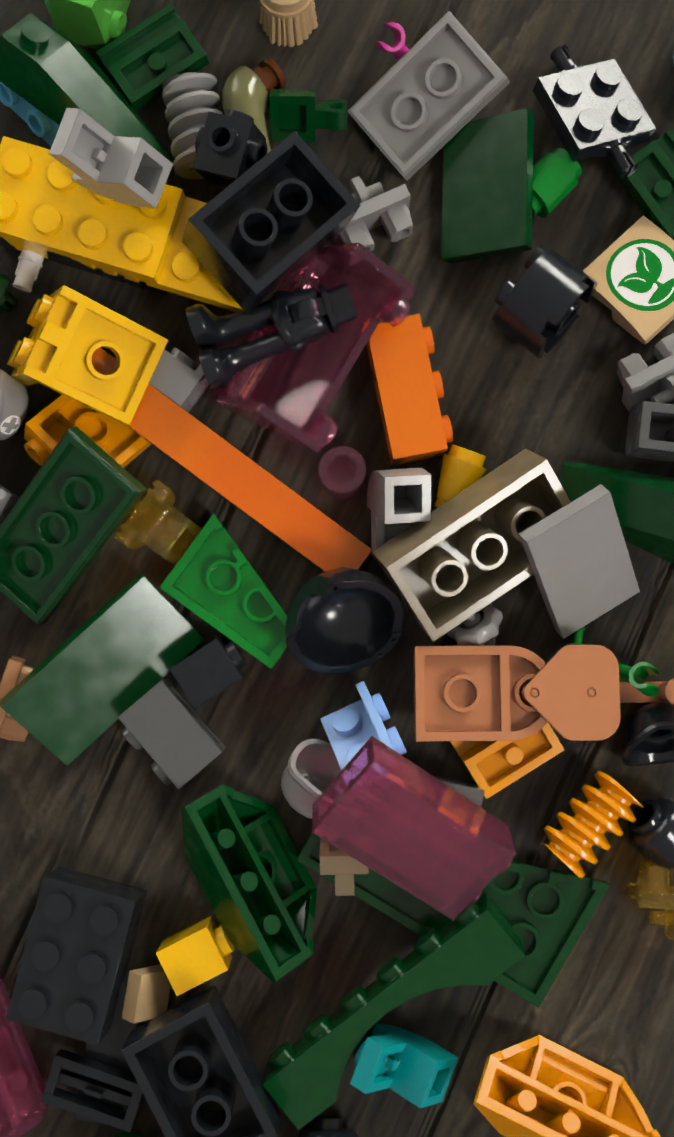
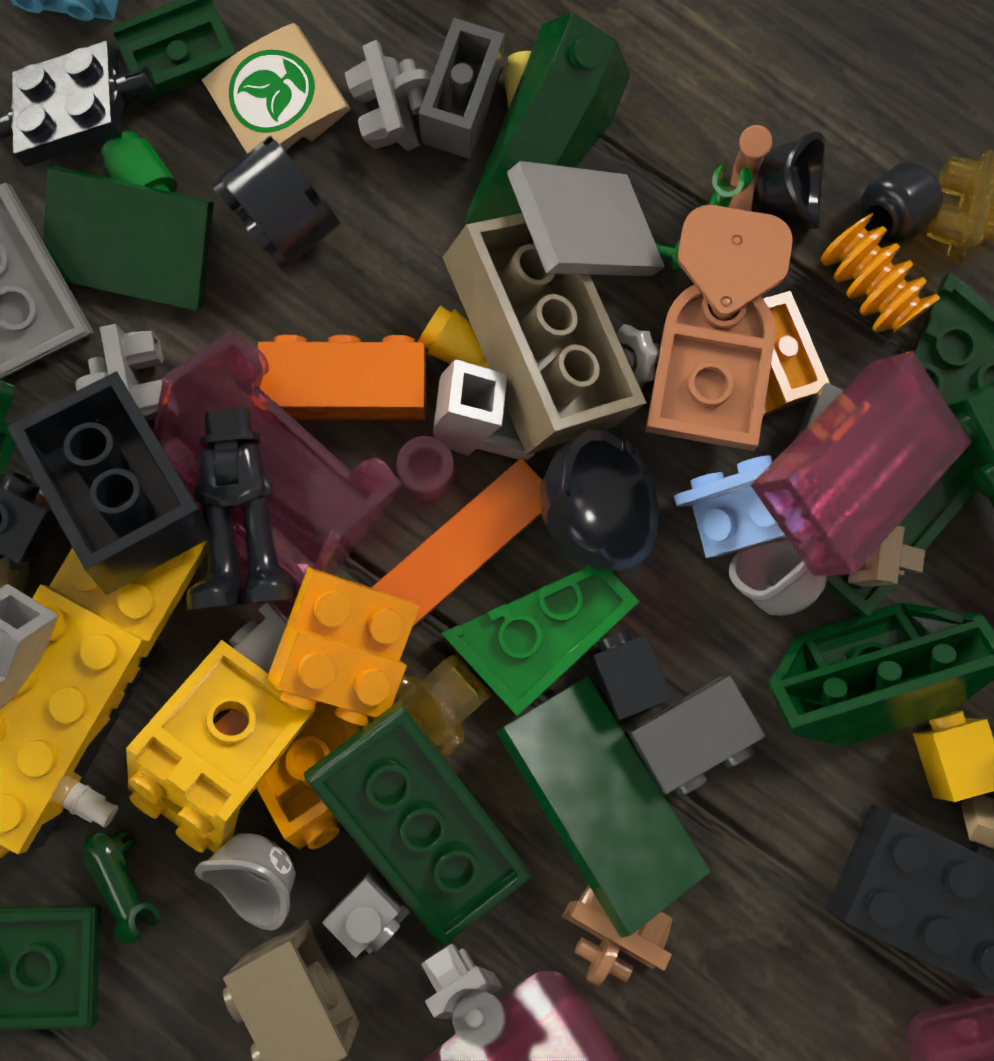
camera: 85 degrees left, 5 degrees down
(180, 436) = (343, 647): none -> light orange plate

